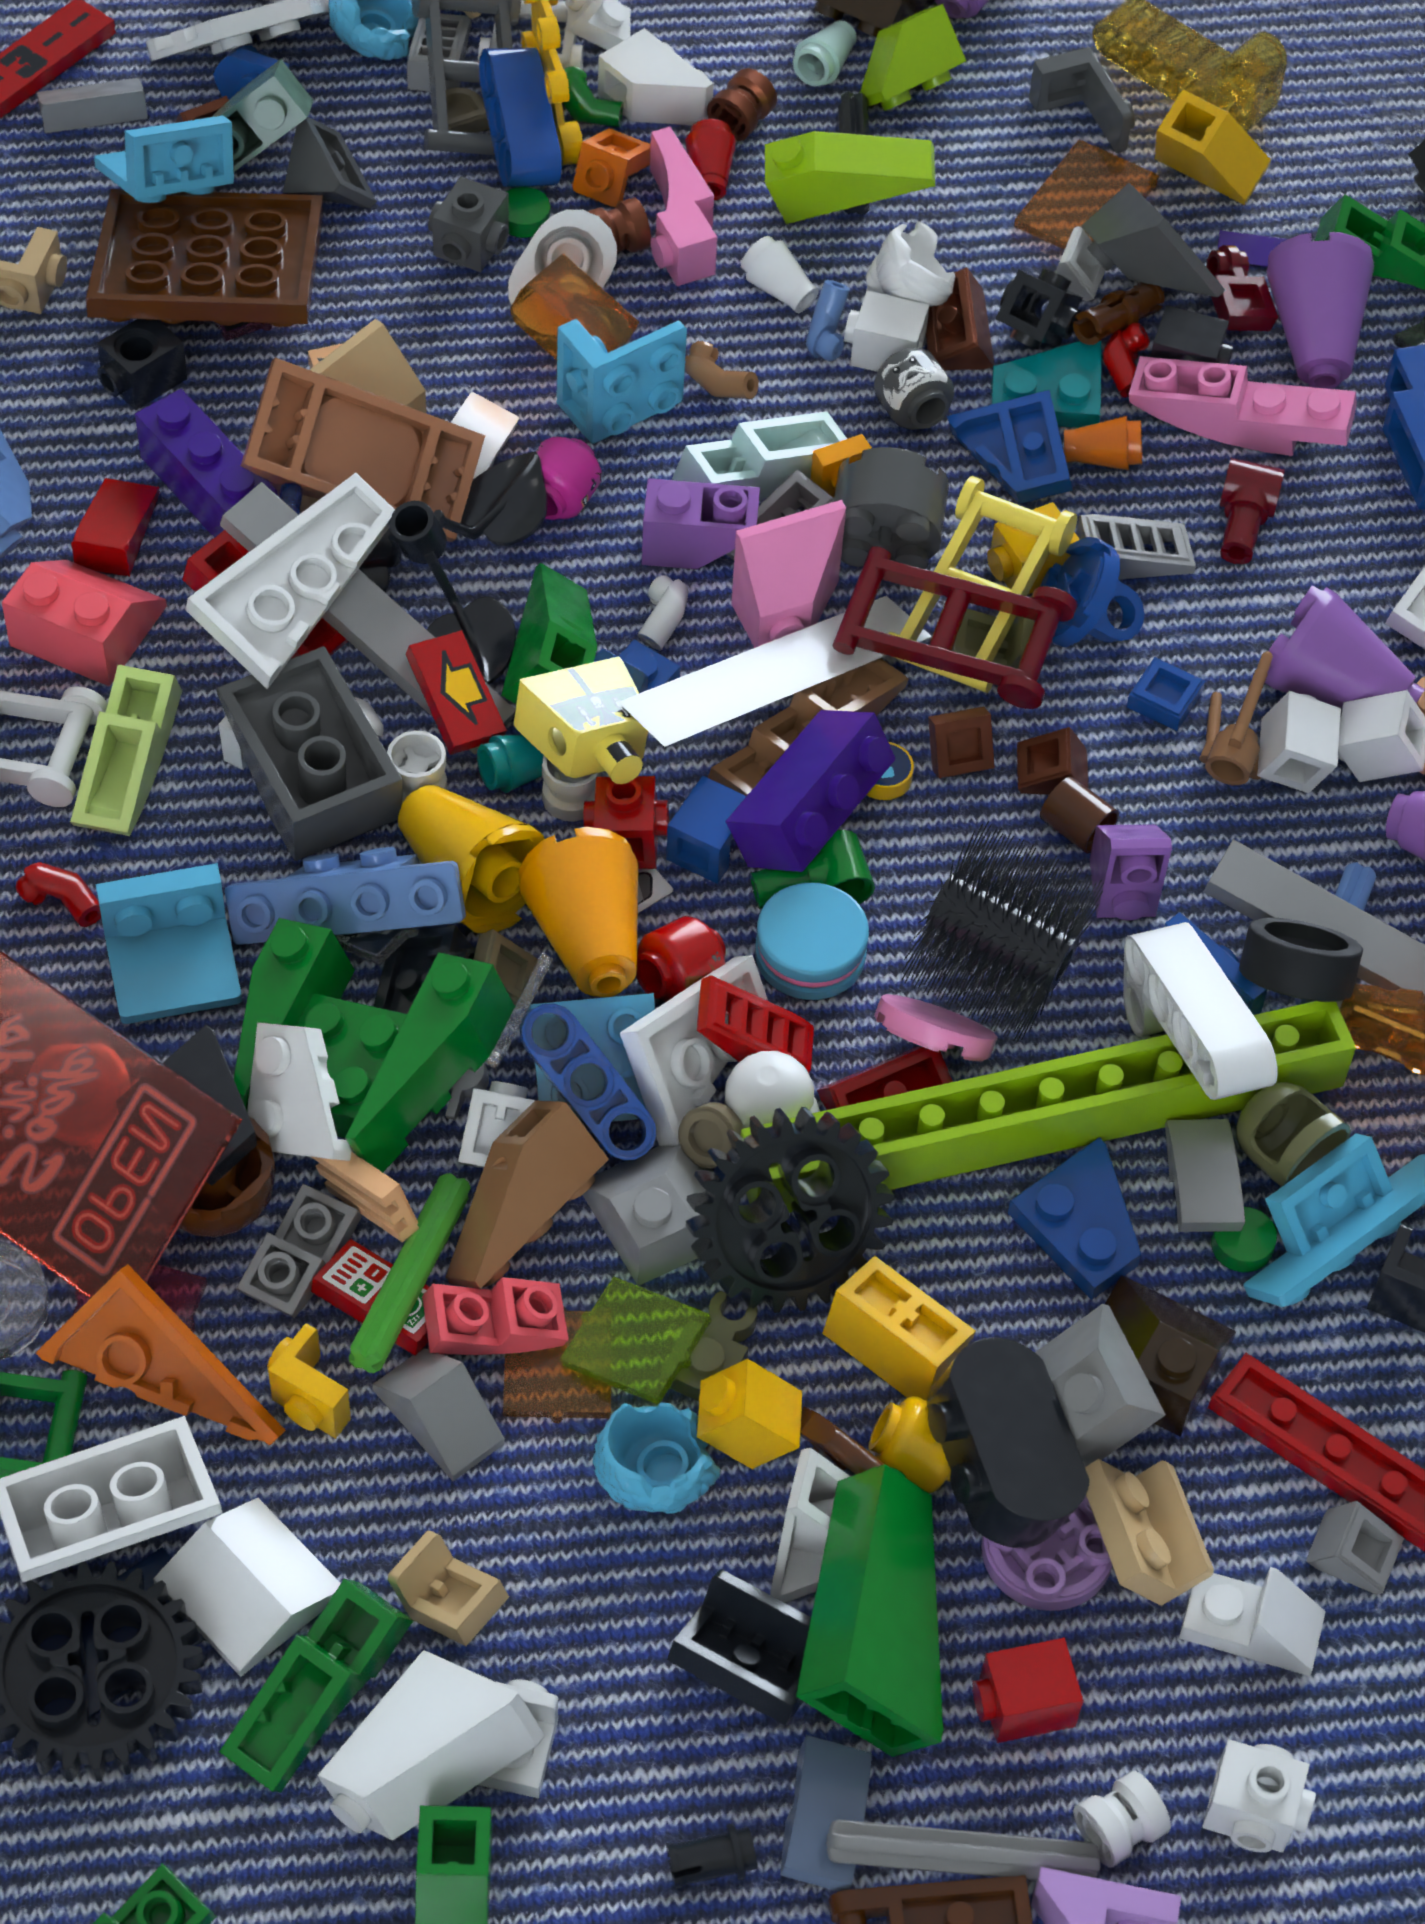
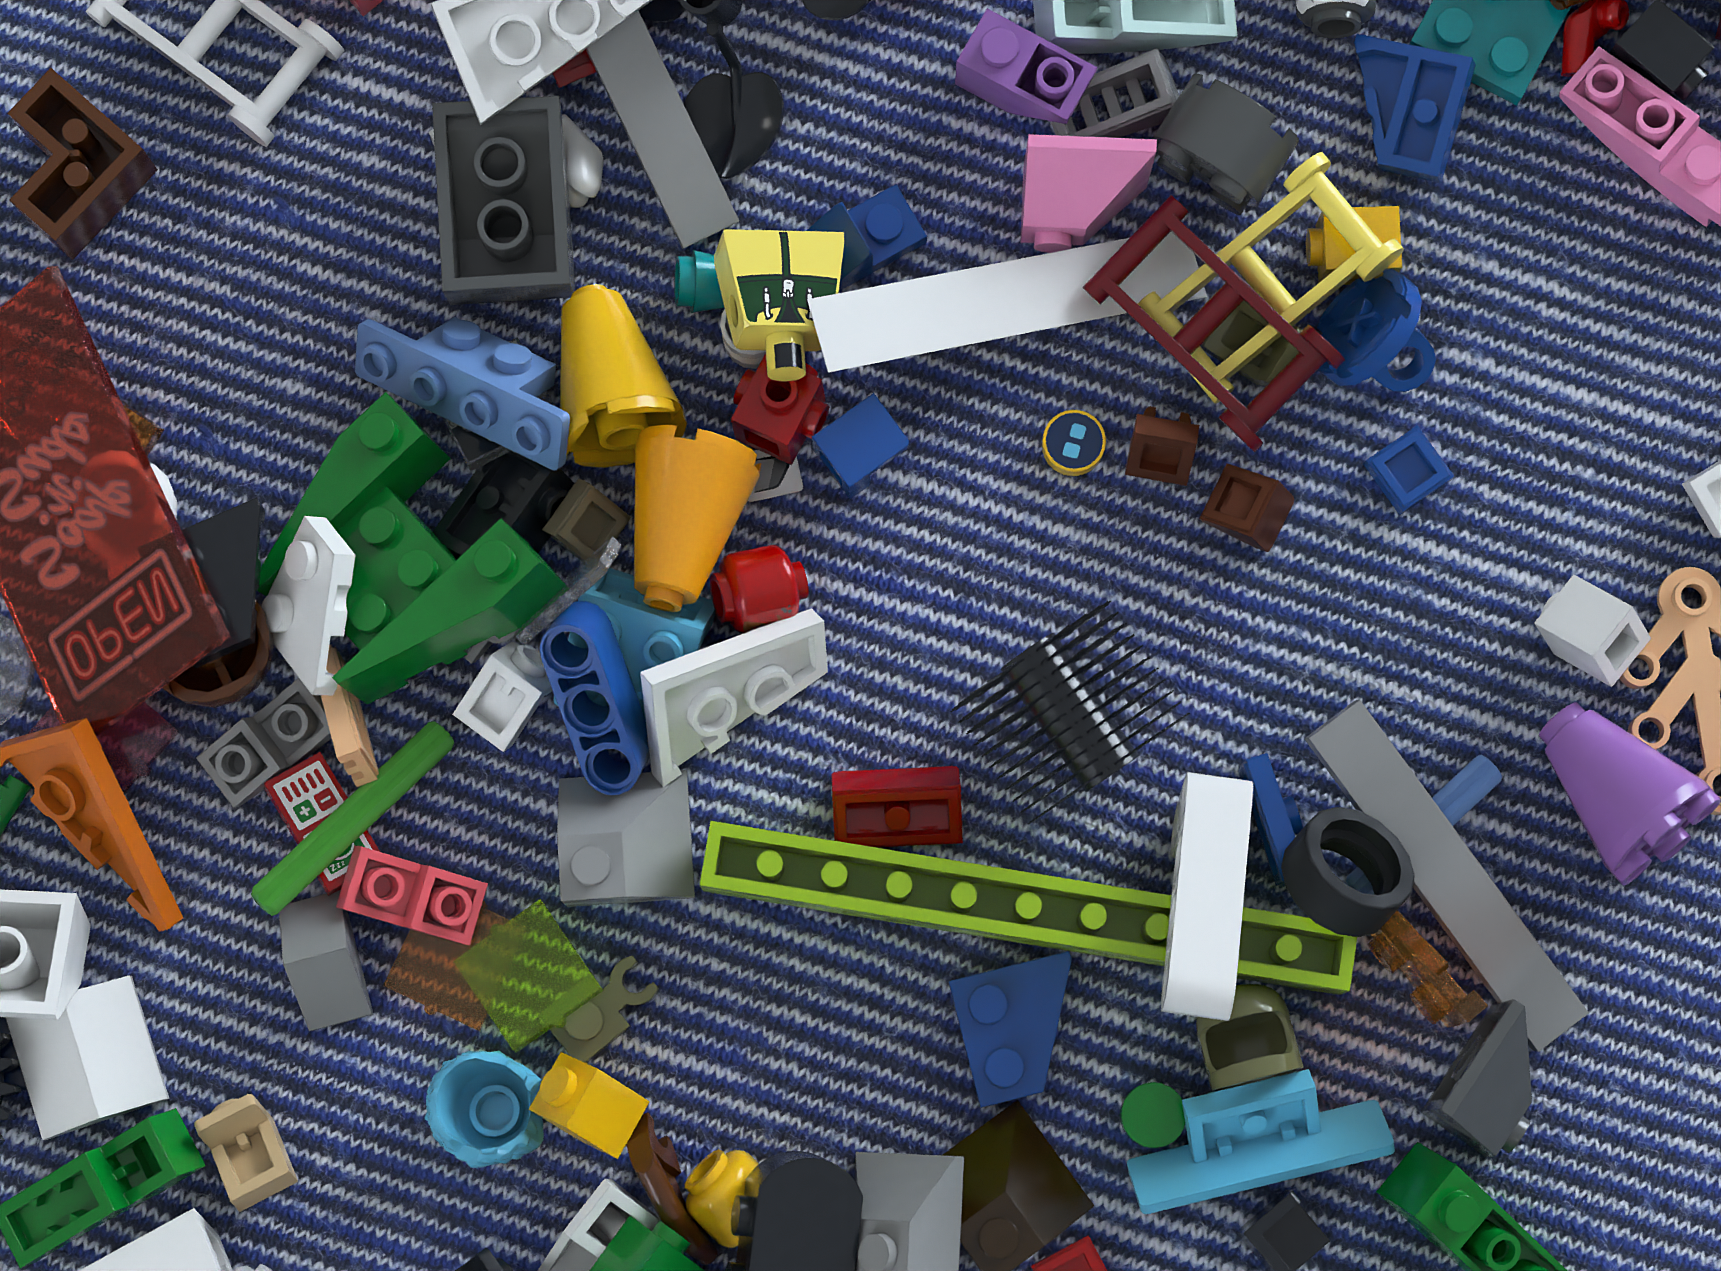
camera: 30 degrees right, 25 degrees up
(62, 884) = (220, 242): red arm -> none
(126, 750) = (338, 113): yellowish green slope -> none
(168, 943) = (284, 364): medium azure bracket -> none
(303, 1391) = (210, 904): yellow bracket -> none
(419, 760) = (606, 243): white wheel -> none
(455, 691) = (679, 186): red tile -> none
(525, 1181) = (495, 774): medium nougat slope -> none
(553, 630) = (811, 155): green slope -> none
(670, 604) = (949, 162): white arm -> none
(706, 1129) = (693, 797): dark tan tile -> none
(737, 1234) = (758, 922): black gear -> none
(752, 1023) = (819, 720): red slope -> none
(766, 1083) = (769, 785): white helmet -> none
(811, 790) = (972, 456): dark purple brick -> none
(811, 941) = (900, 614): medium azure head -> none
(829, 458) = (1211, 56): light orange plate -> none
(837, 864) = (959, 544): green pin -> none
(858, 690) = (1010, 373): medium nougat slope -> none
(895, 1329) = (772, 1073): yellow hinge -> none
(934, 1027) = (957, 779): bright pink tile -> none
(1076, 811) = (1238, 583): reddish brown beam -> none
(1105, 444) = (1508, 139): orange cone -> none
(1132, 867) = (1249, 672): medium lavender slope -> none
(1135, 532) = (1455, 252): light grey slope -> none
(1205, 1175) = (1141, 1044): light grey slope -> none
(1234, 752) = (1436, 575): medium nougat plant -> none
(1248, 499) = (1621, 271): dark red pin -> none
(1299, 741) = (1505, 596): white brick -> none
(1335, 655) = (1595, 522): medium lavender cone -> none

